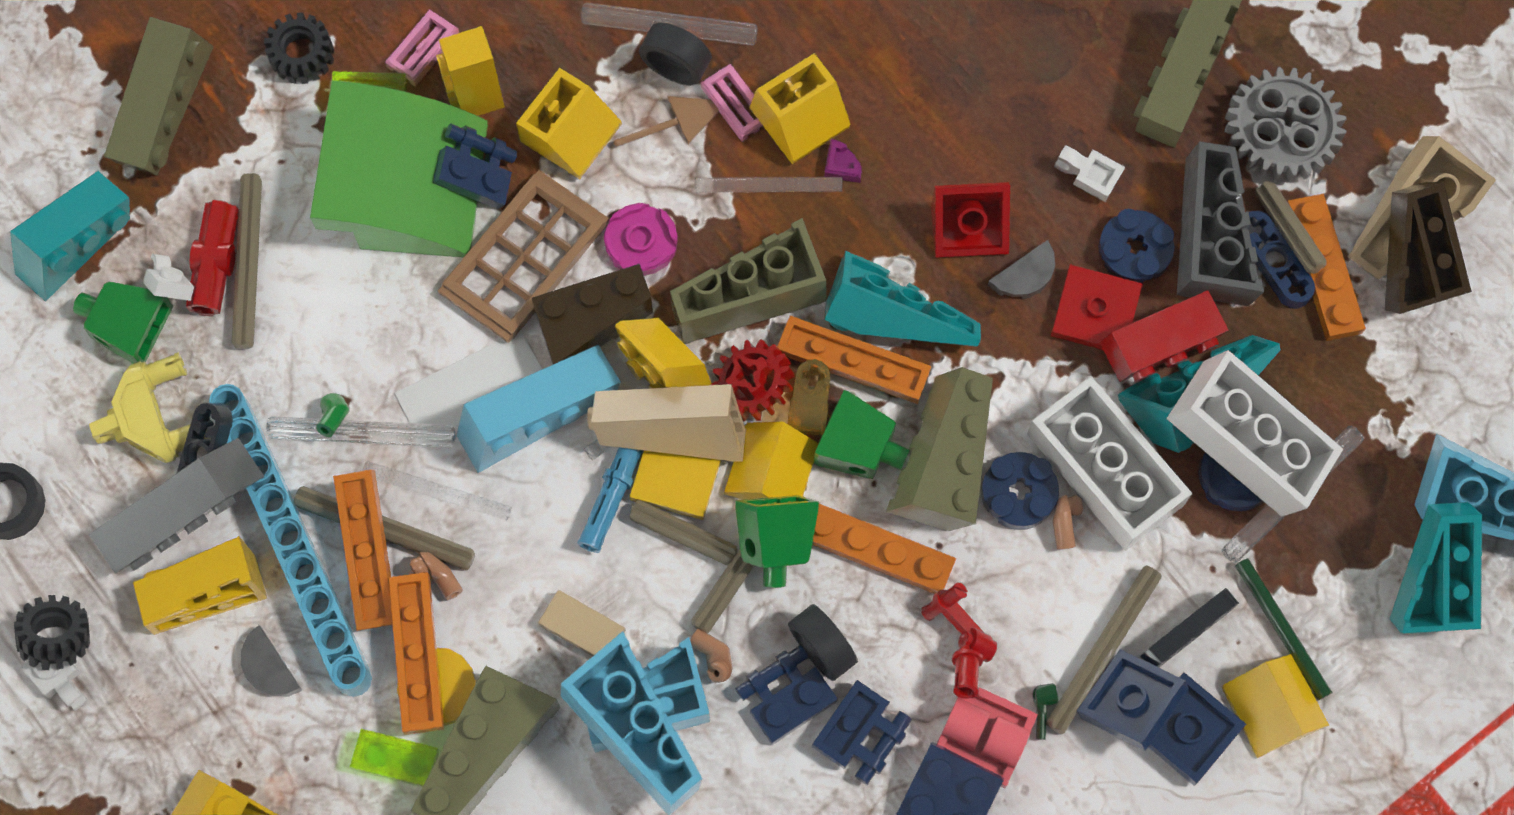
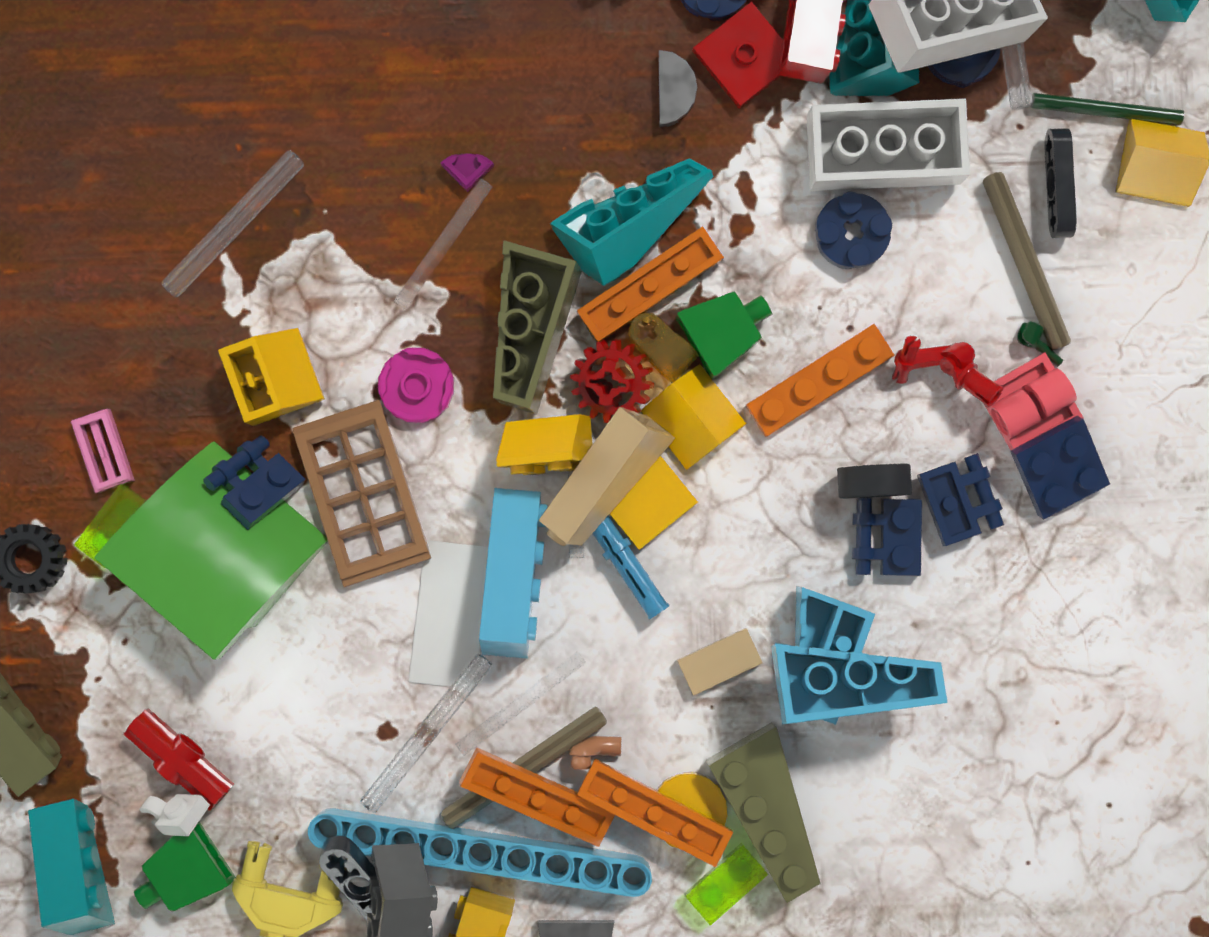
camera: 60 degrees left, 15 degrees up
(246, 261) = (200, 730): dark tan axle -> none
(334, 412) = (396, 743): green arm -> none
(470, 72) = (166, 430): yellow wedge -> none
(589, 310) = (458, 476): dark brown wedge -> none
(675, 54) = (271, 240): black tyre -> none
(682, 532) = (698, 526): dark tan axle -> none
(690, 114) = (332, 264): medium nougat piece -> none
(717, 655) = (818, 569): nougat arm -> none
(721, 593) = (766, 517): dark tan axle -> none
(752, 126) = (314, 218): bright pink tile -> none
(776, 534) = (759, 454): green torso -> none
(801, 108) = (399, 168): yellow slope -> none
(947, 454) = (787, 267): olive wedge -> none
(971, 219) = (599, 100): red slope -> none
(1062, 520) = (904, 216): nougat arm -> none
(1132, 699) = (1087, 270): dark blue plate -> none
(1196, 733) = (1135, 242): dark blue plate -> none

